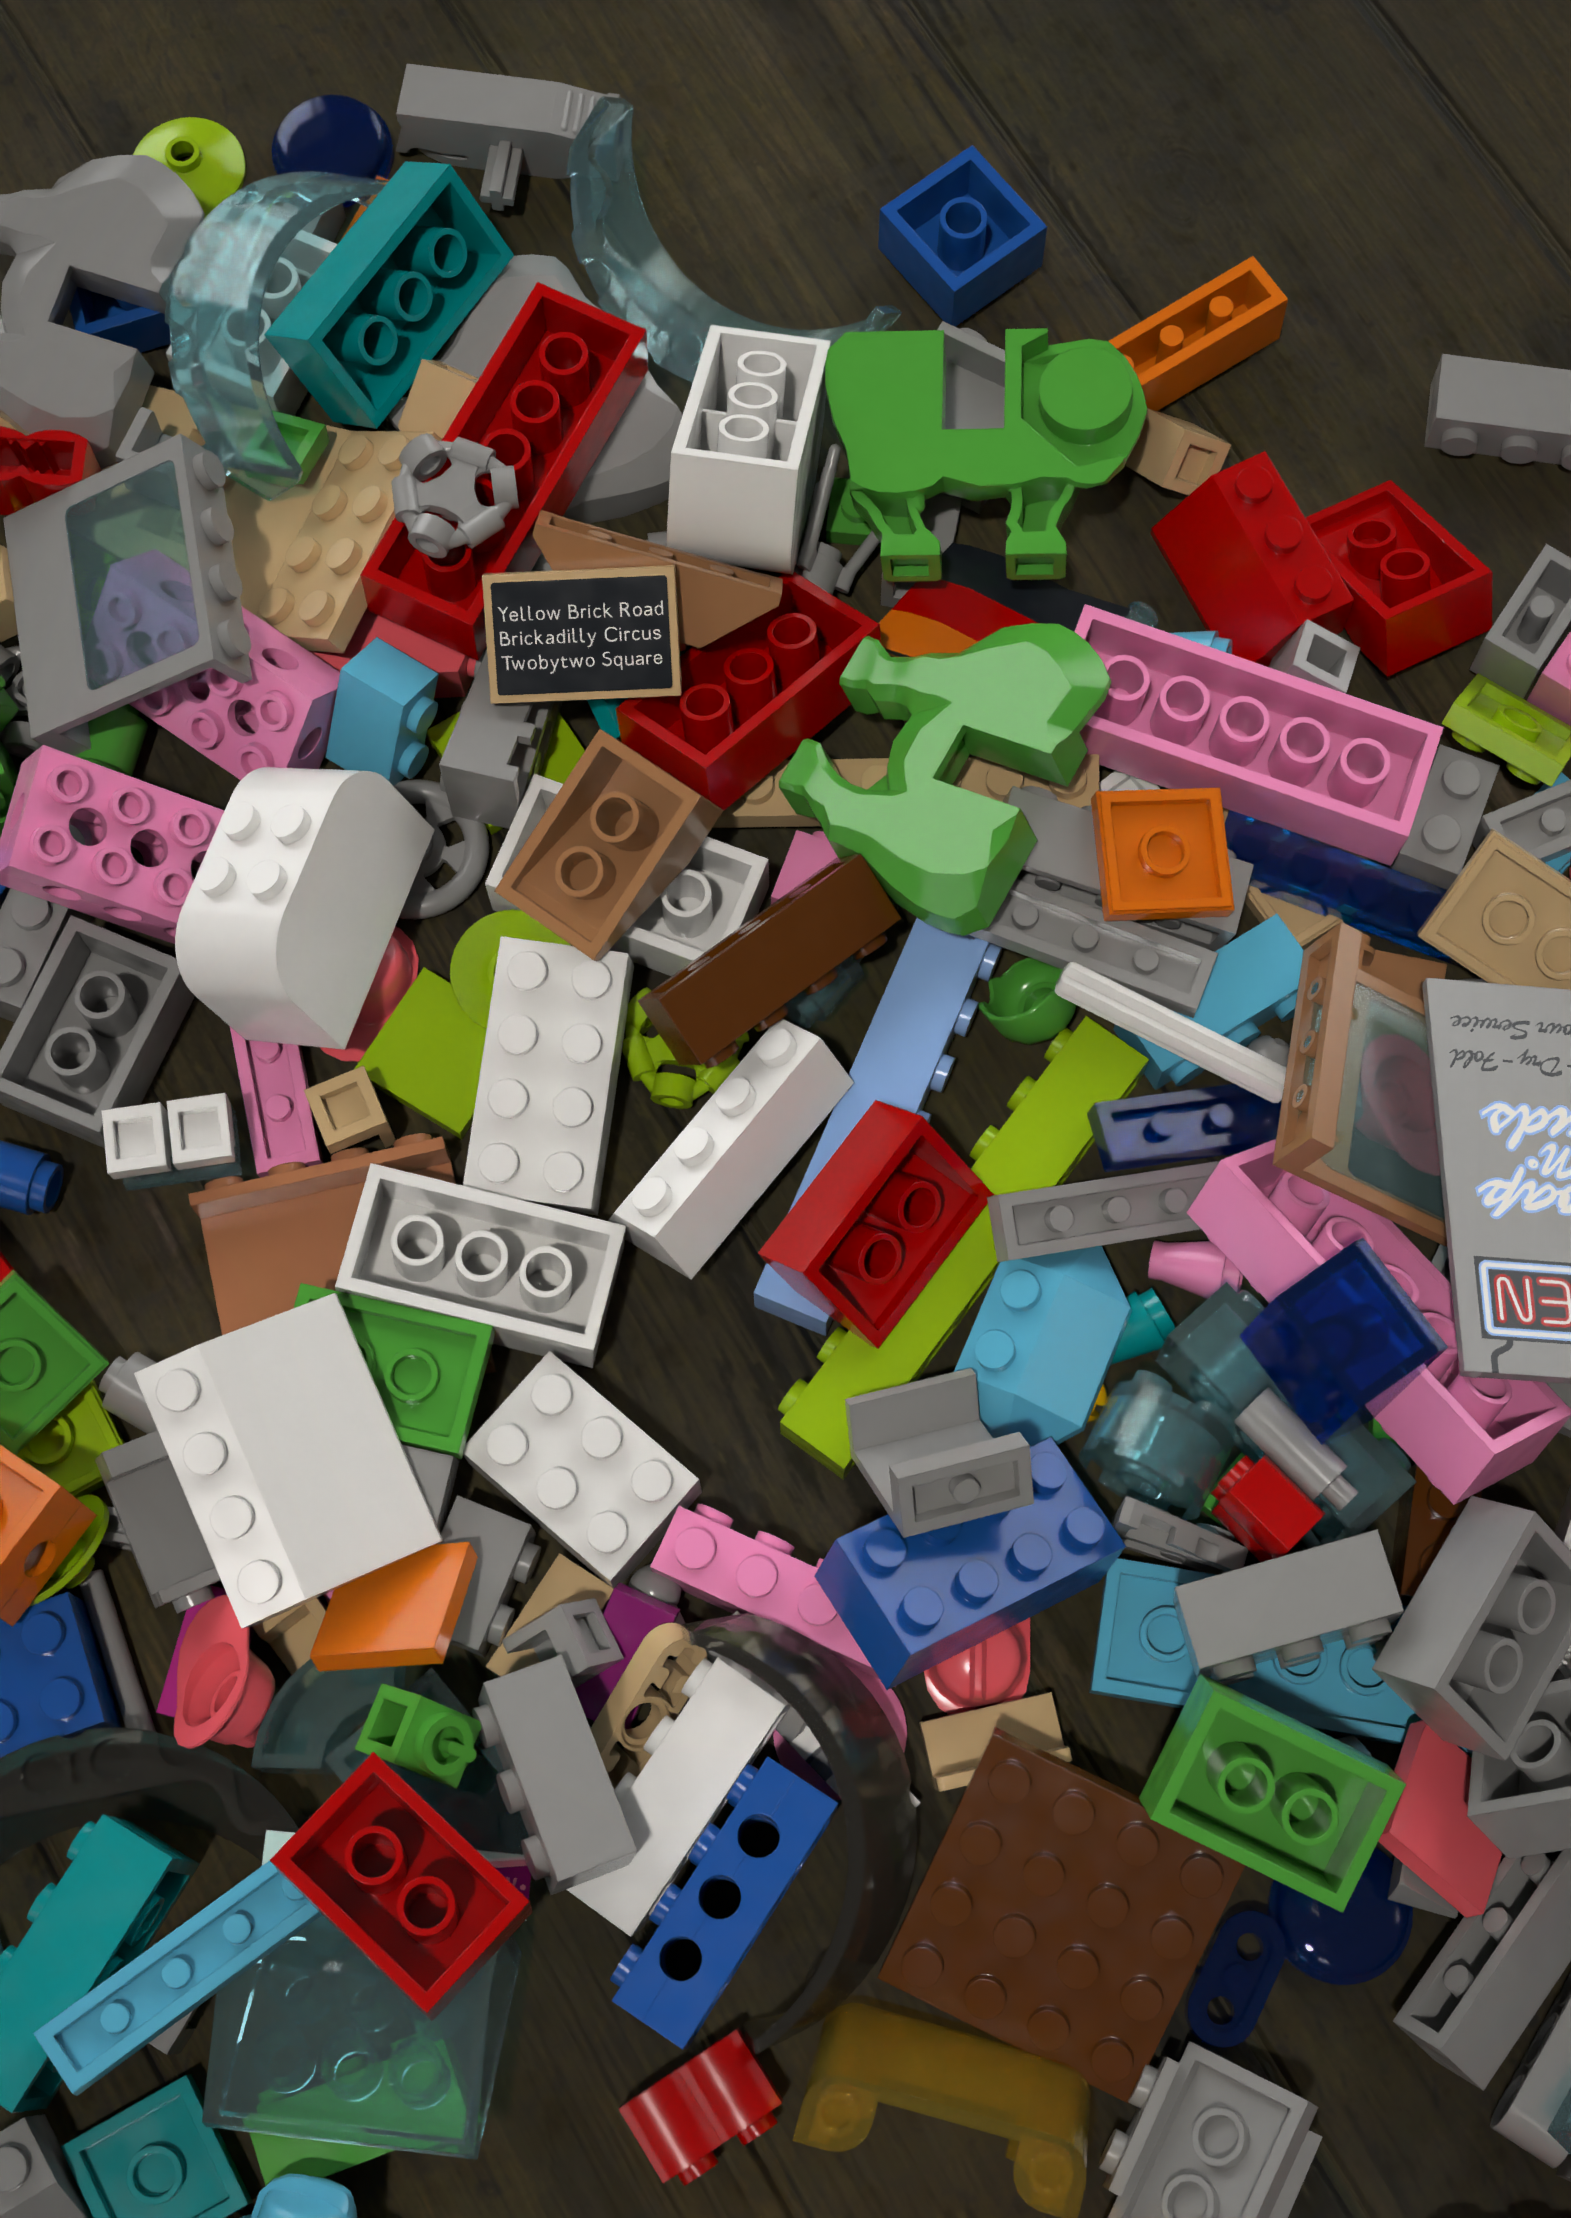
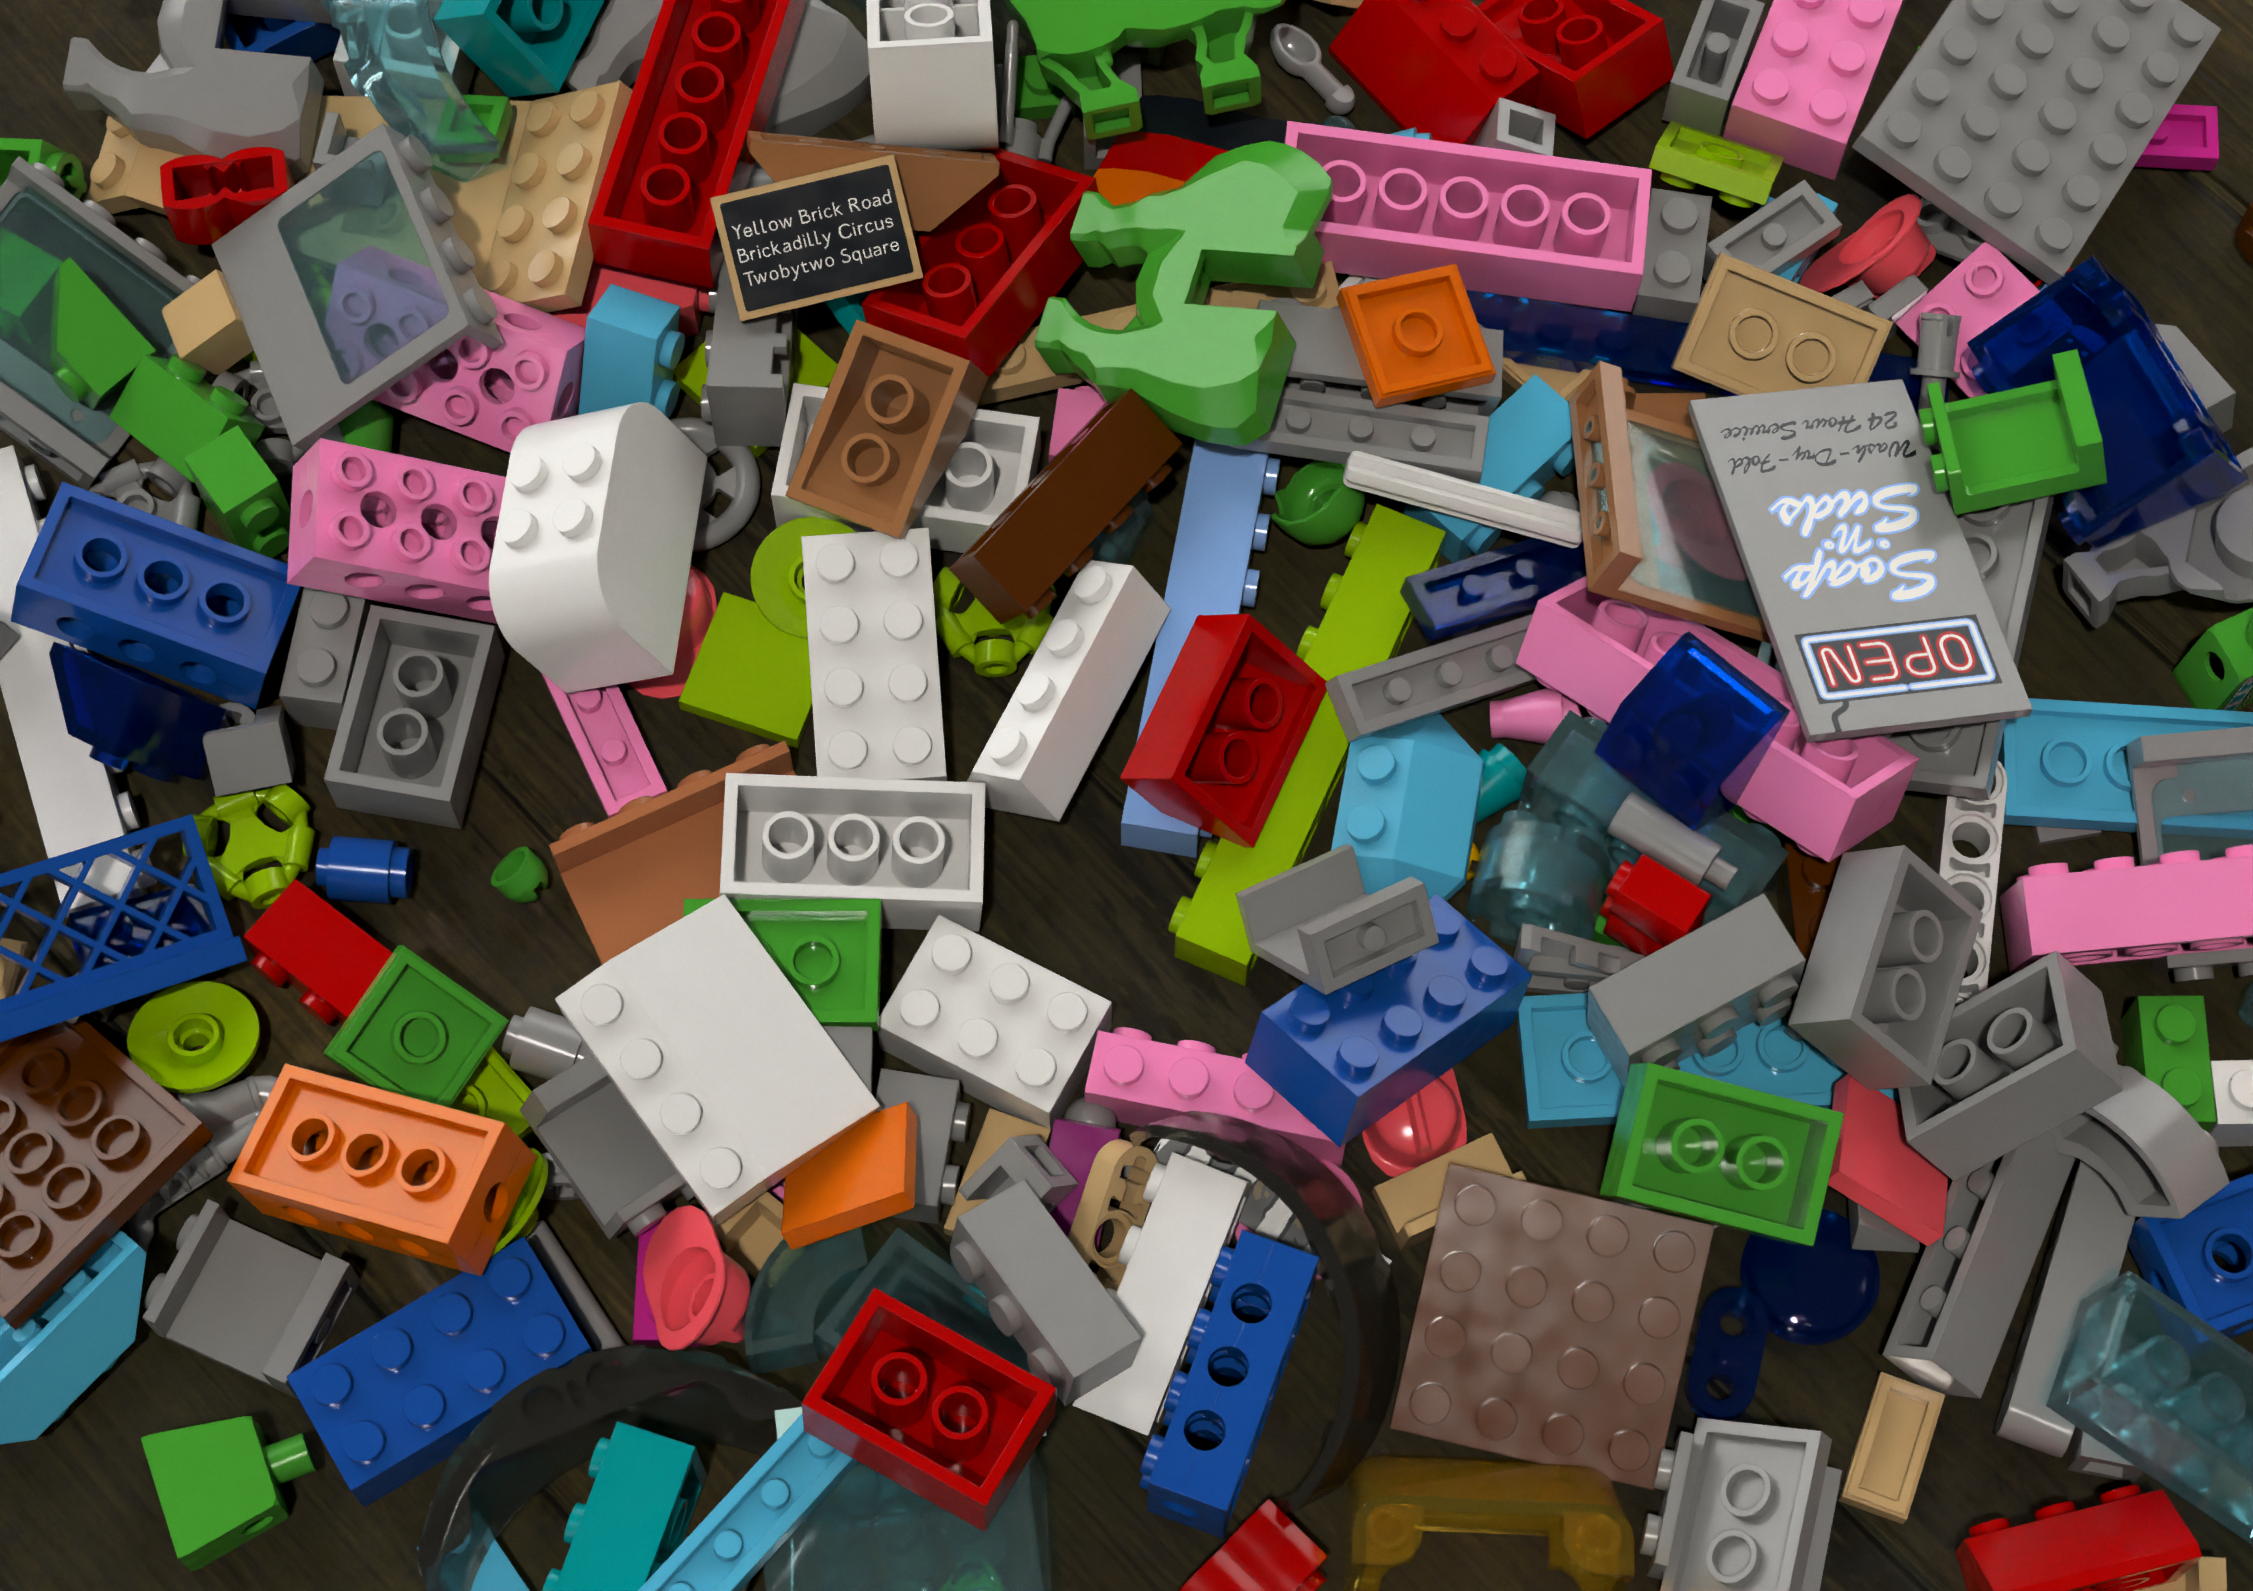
camera: 15 degrees left, 5 degrees down
(159, 1214) = (519, 875): none -> bright green hinge
(172, 1147) = (525, 808): white hips -> none
(348, 1110) = (686, 736): tan panel -> none
(419, 1735) = (910, 1272): bright green brick -> none
(435, 397) = (614, 52): tan panel -> none
(450, 494) = (659, 131): light grey piece -> none
(1122, 534) = (1302, 57): none -> light grey piece
(1381, 2112) = (1891, 1448): none -> tan tile

